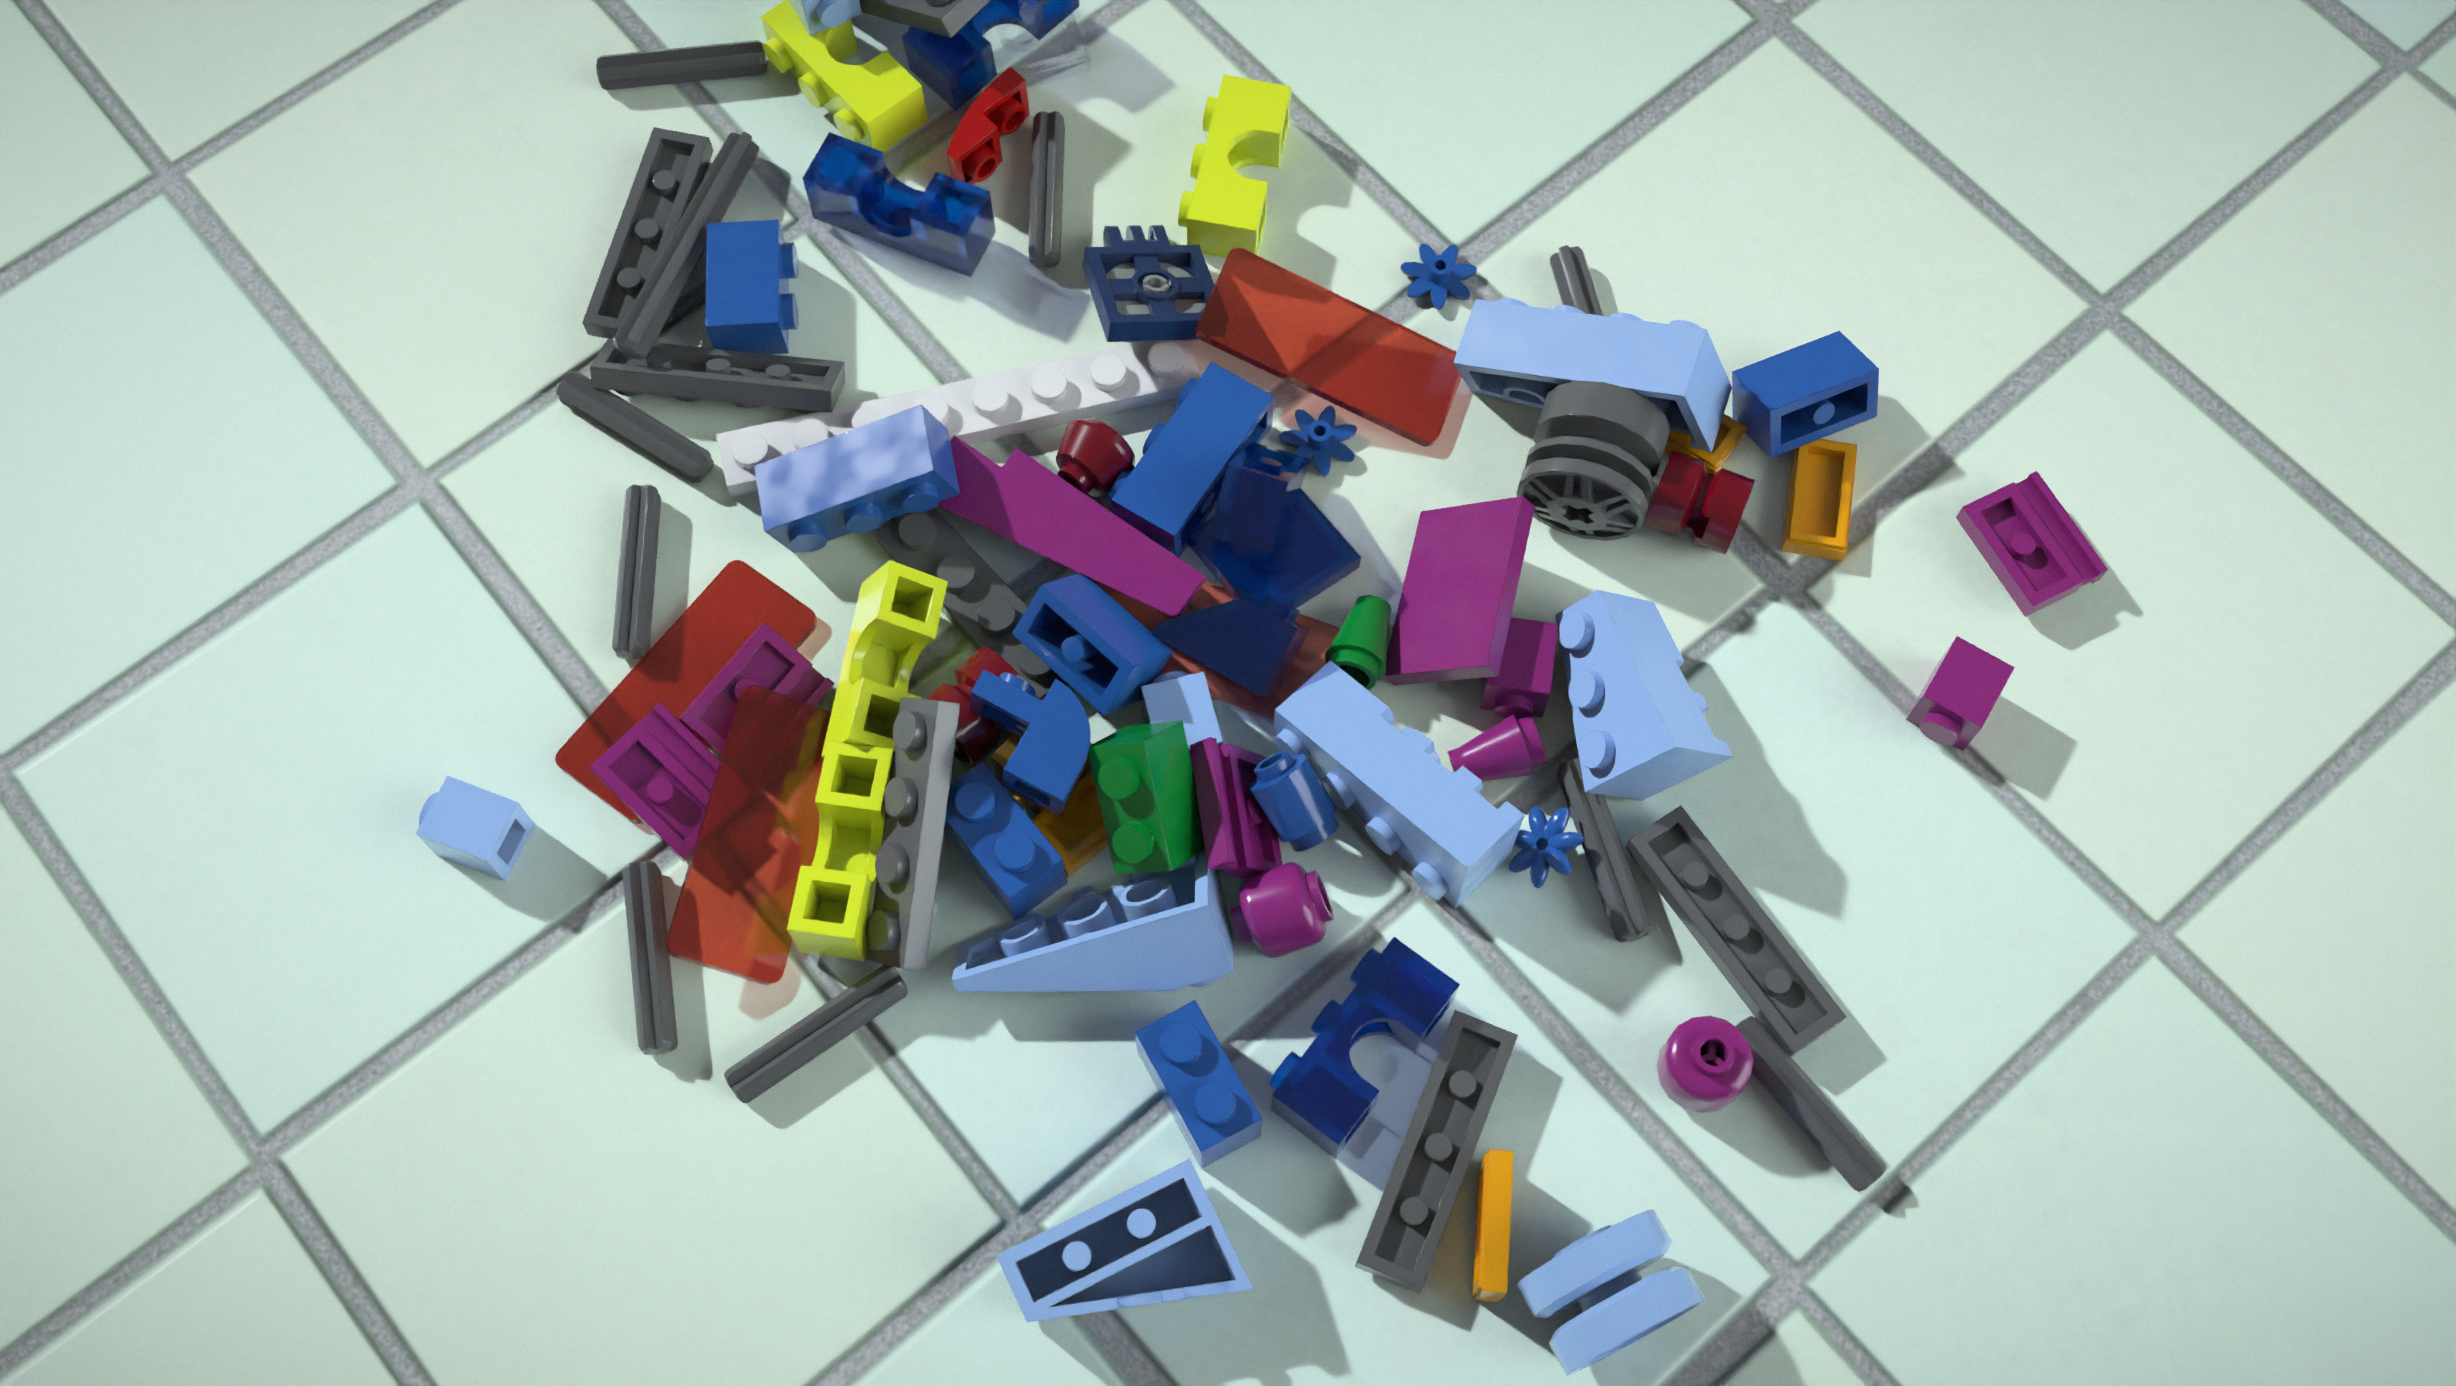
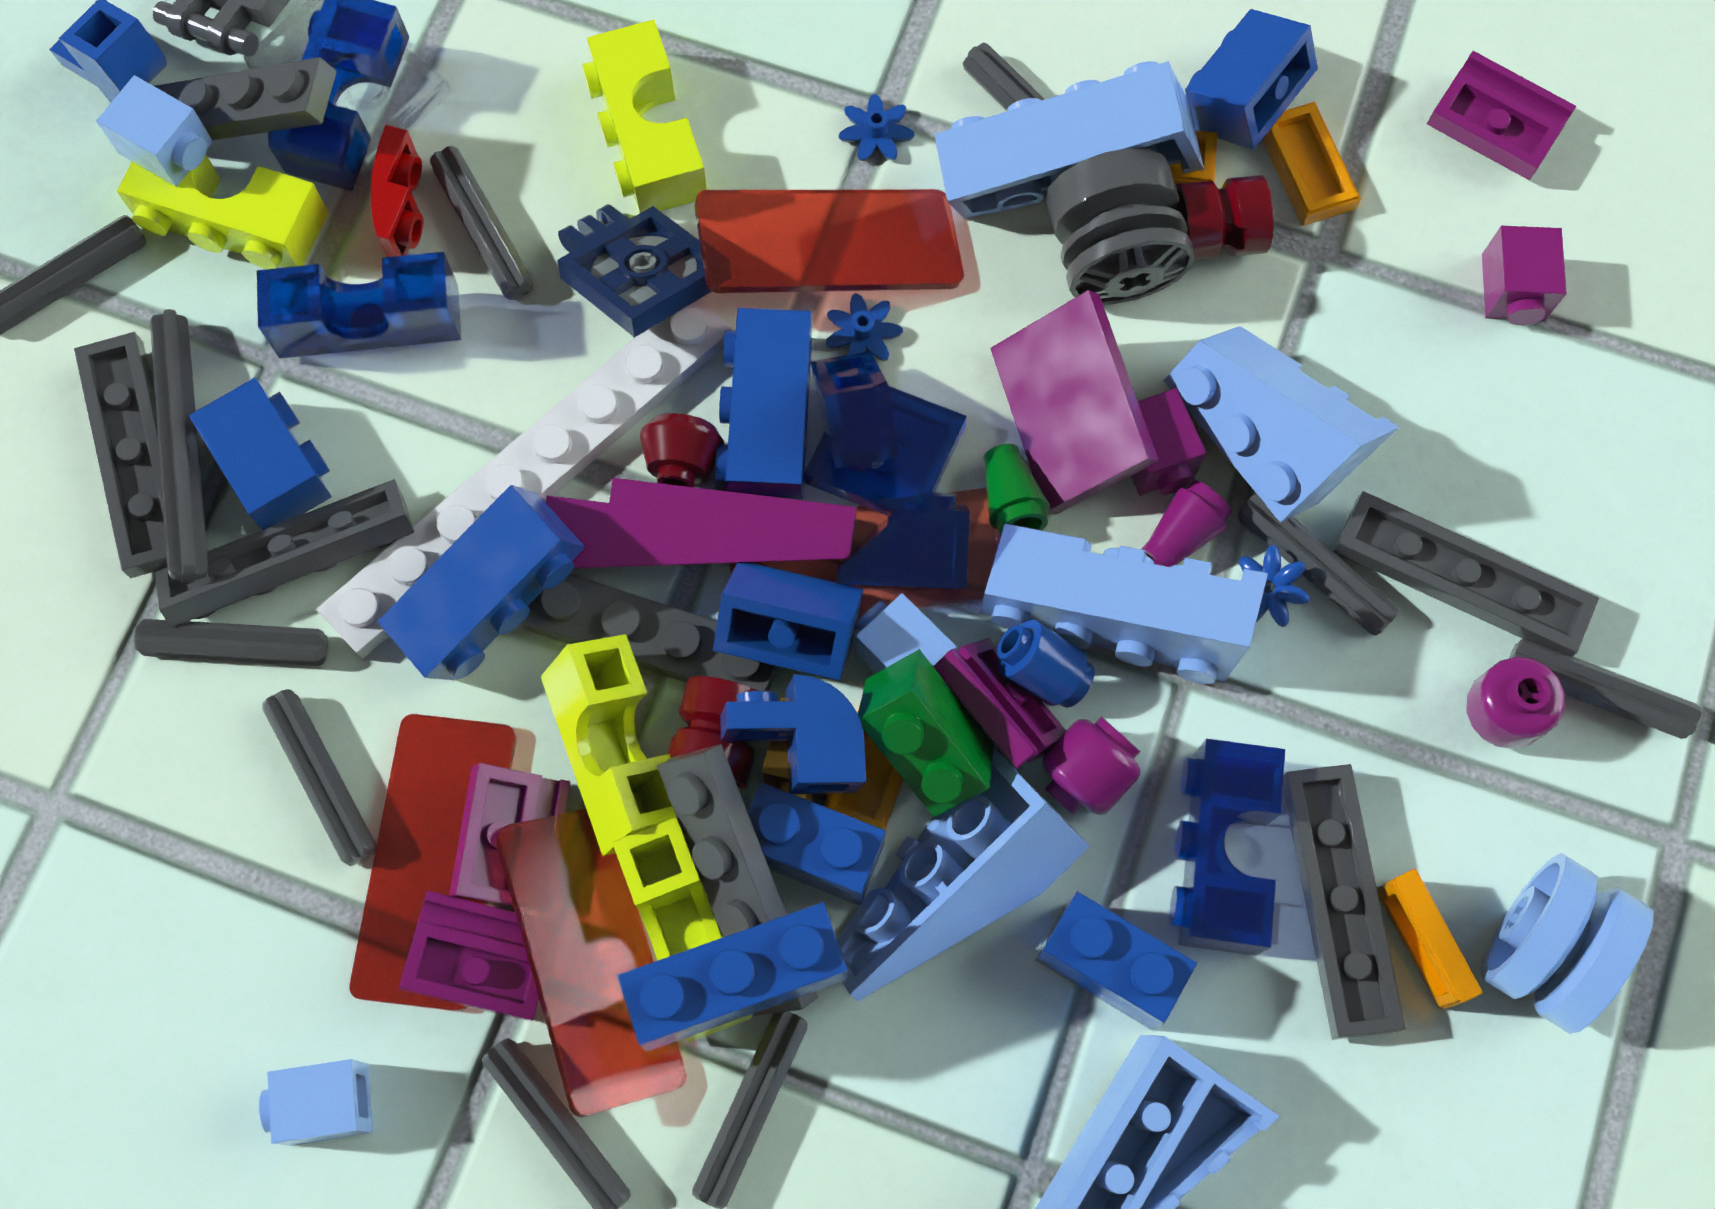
camera: 30 degrees left, 5 degrees up
(851, 897) = (733, 977): none -> blue brick

